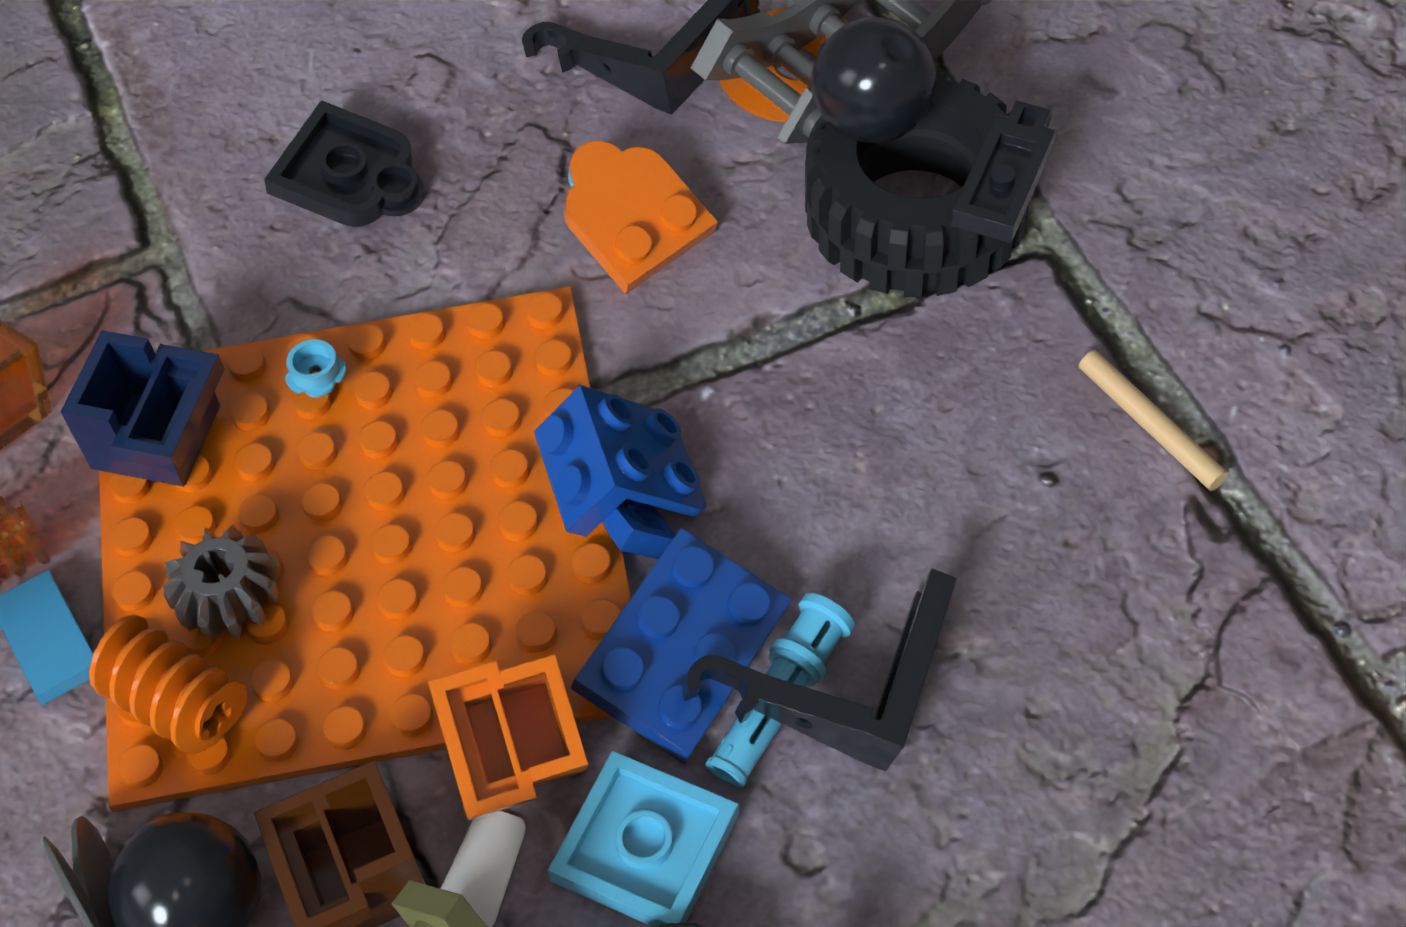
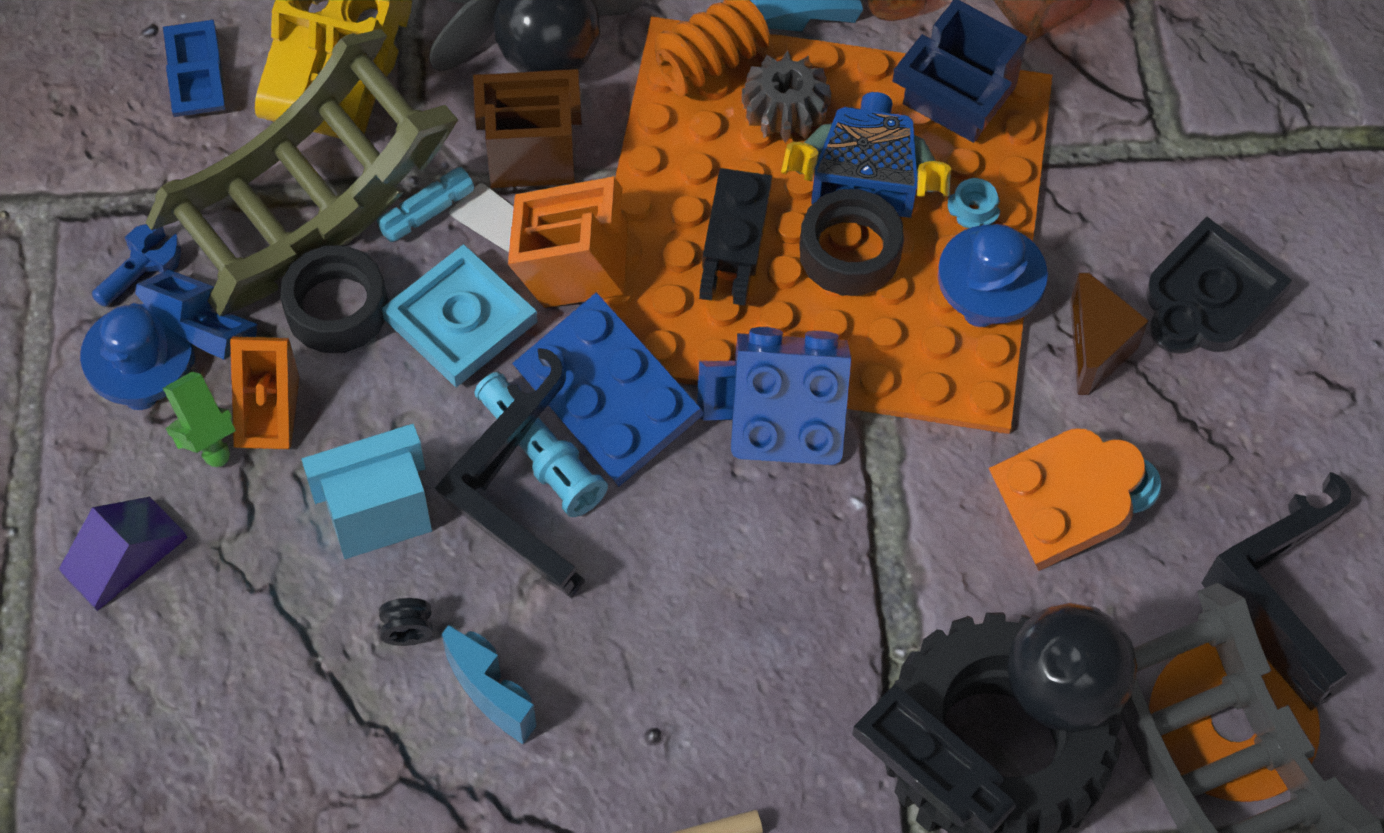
camera: 105 degrees right, 5 degrees up
(292, 463) = (870, 153): none -> torso
(394, 423) = (851, 207): none -> black tyre
(400, 330) = (992, 274): none -> blue plate
(432, 582) = (735, 231): none -> black hinge
(436, 234) = (1103, 331): none -> reddish brown slope
(928, 821) = (372, 490): none -> medium azure plate
(1060, 734) = (405, 621): none -> black bush
(1085, 626) = (478, 672): none -> dark azure slope

